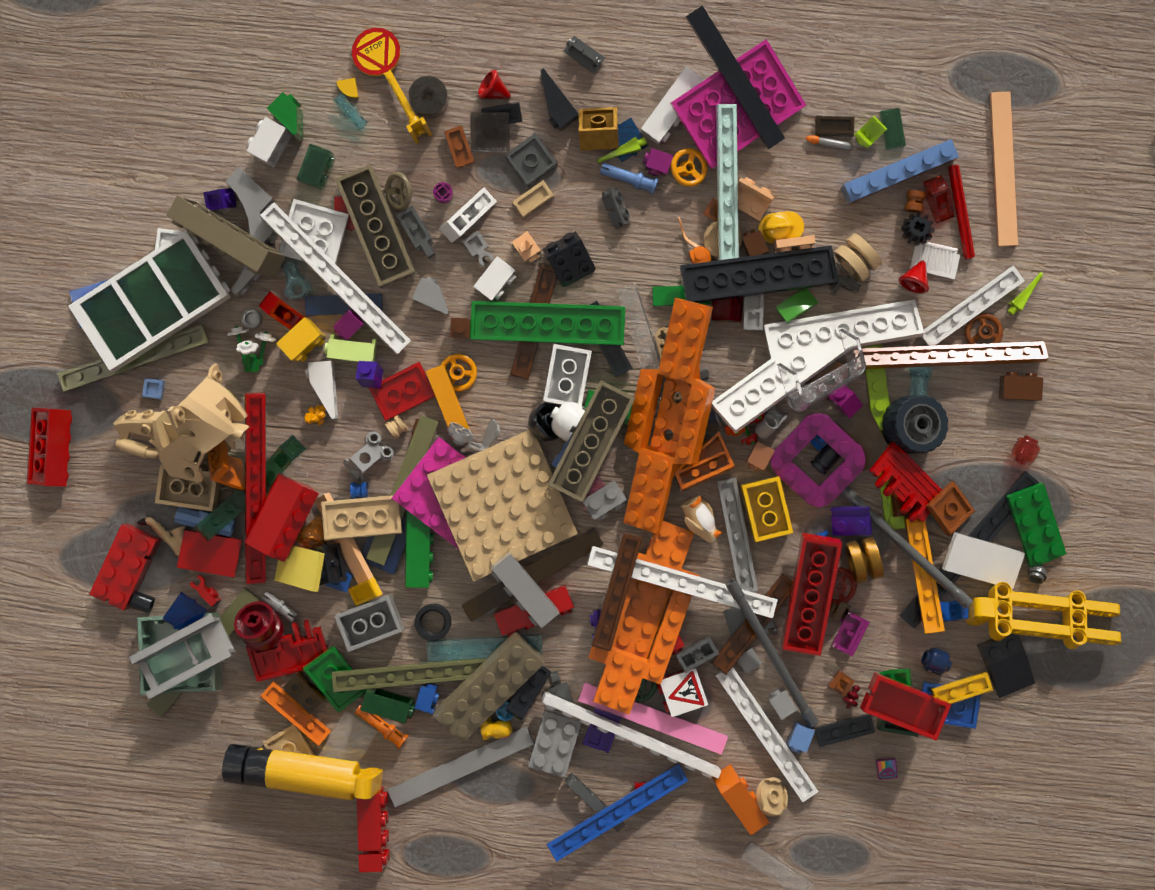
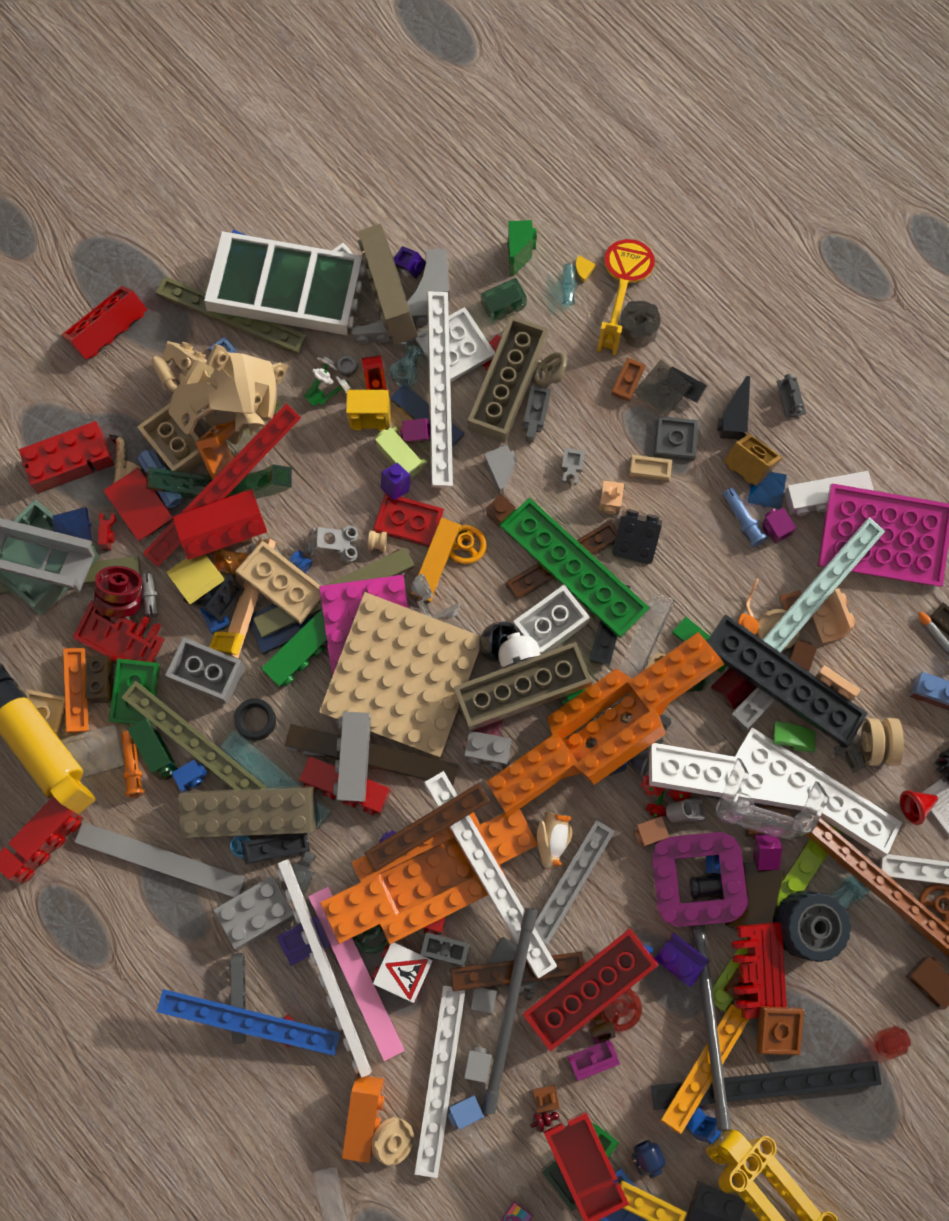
camera: 45 degrees right, 15 degrees down
(142, 602) = (51, 495): black beam -> none
(268, 142) = (486, 250): white brick -> none
(315, 415) = (324, 476): light orange plant -> none
(323, 381) = (355, 456): white slope -> none
(443, 192) = (584, 406): magenta wheel -> none
(467, 215) = (586, 433): white slope -> none
(493, 87) = (696, 360): red hat -> none
(495, 279) = (563, 499): white brick -> none
(496, 729) = (220, 857): yellow animal -> none
(614, 199) = (715, 522): dark grey hinge -> none
(631, 146) = (767, 495): lime piece -> none
(681, 169) = (793, 549): light orange piece -> none
(713, 462) = (604, 799): orange wedge -> none
(734, 77) = (902, 510): black tile -> none
(766, 508) = (617, 880): yellow brick -> none
(781, 226) = (838, 661): yellow piece -> none
(844, 730) = (511, 1143): black plate -> none
(864, 560) = (665, 1004): pearl gold wheel -> none
(983, 560) = (770, 1104): white tile -> none
(1036, 525) = (846, 1119): green plate -> none
(1037, 574) = (809, 1166): dark grey plate -> none

